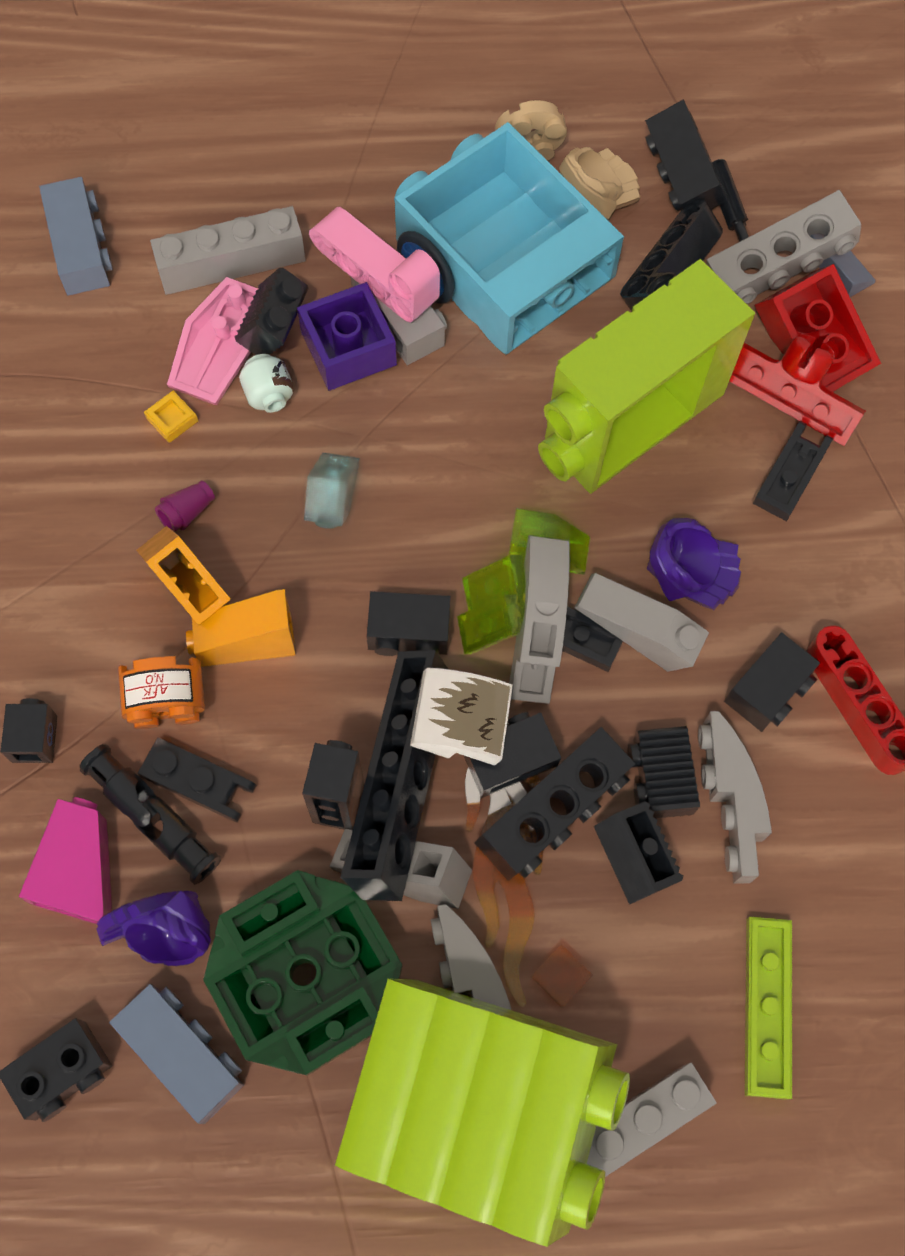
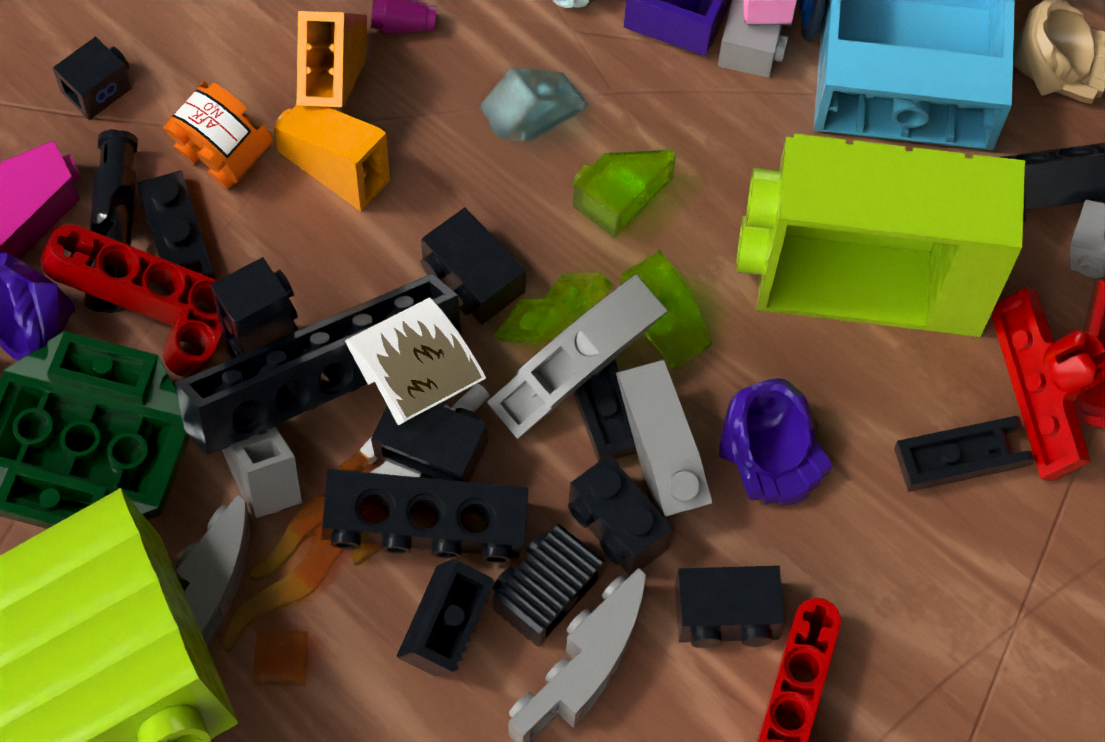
camera: 45 degrees right, 5 degrees down
(229, 843) = (134, 291): none -> red beam
(439, 493) = (621, 186): none -> clear neon green slope
(661, 691) = (619, 516): none -> black brick

